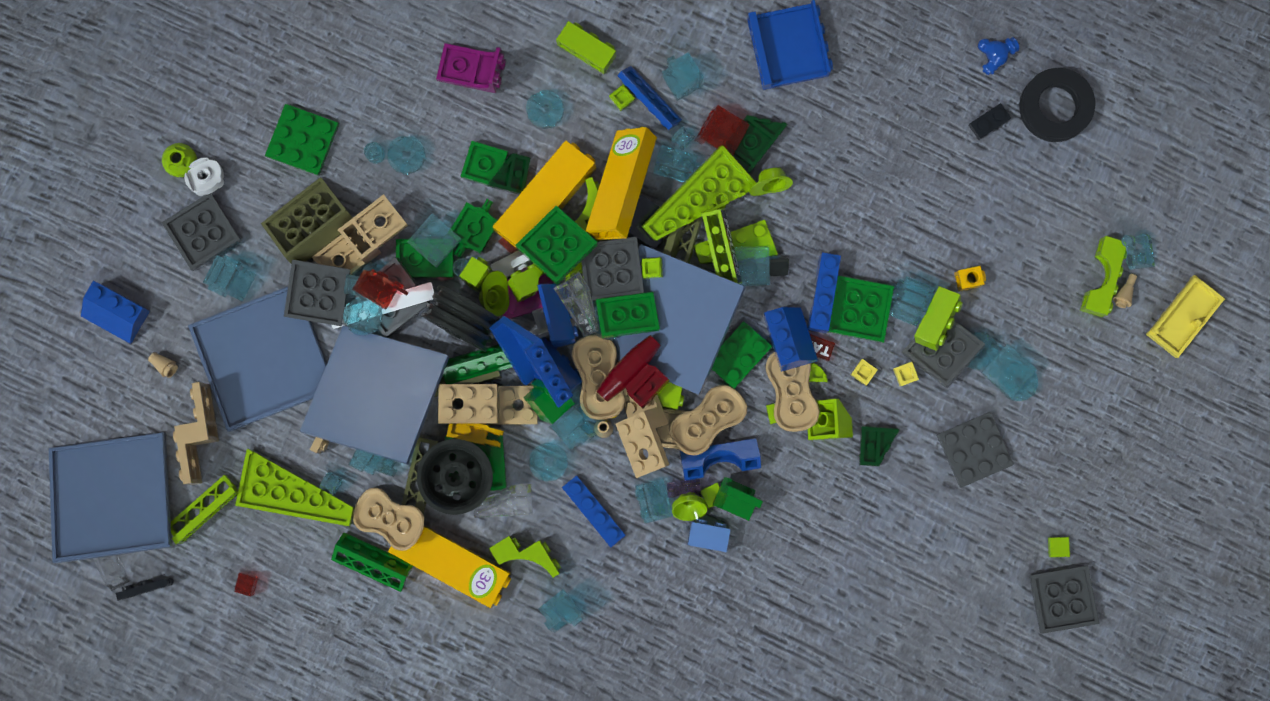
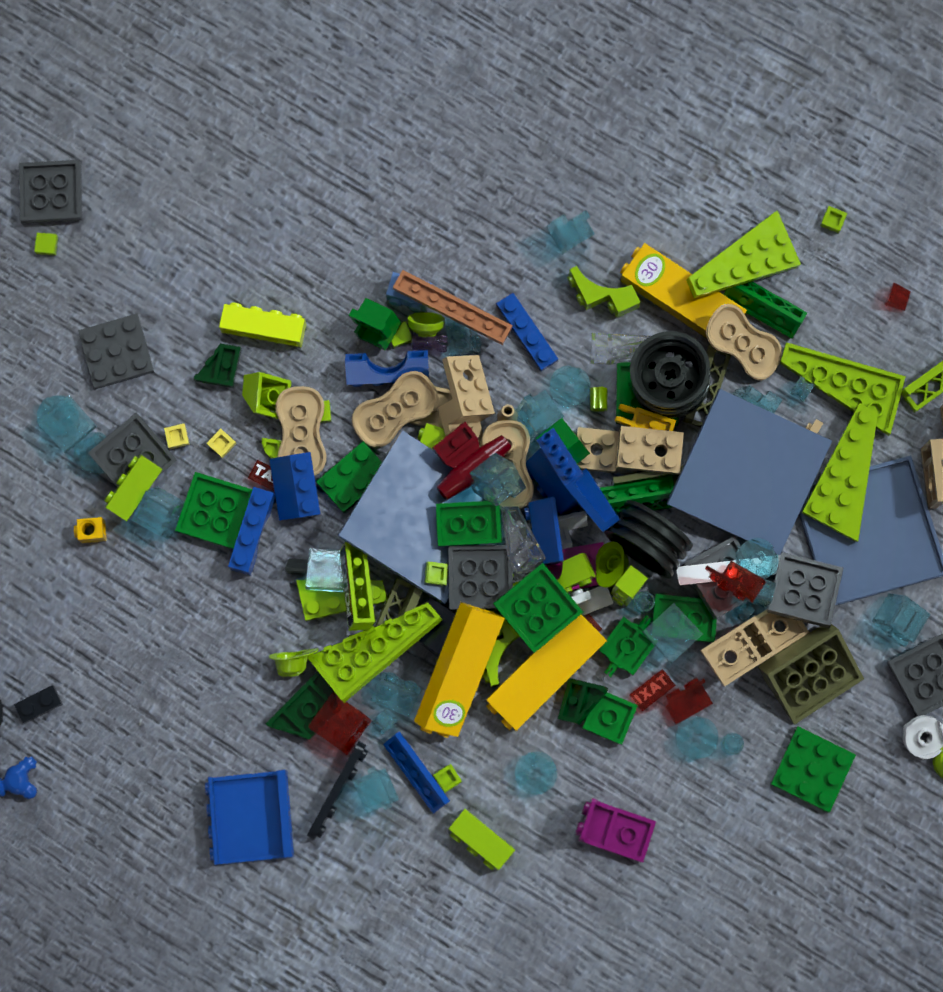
camera: 175 degrees left, 5 degrees down
(289, 393) = (842, 486): none -> lime wing
(311, 656) = (833, 219): none -> lime tile
(386, 606) = (754, 256): none -> lime wing
(417, 185) = (687, 702): none -> clear red bracket
(449, 193) = (652, 690): none -> clear red tile
(520, 452) = (598, 399): none -> lime piece
(606, 354) = (497, 480): none -> clear light blue plate
(666, 521) = (452, 307): none -> nougat plate
(722, 59) = (328, 808): none -> black piece
(842, 488) = (262, 325): none -> neon yellow brick

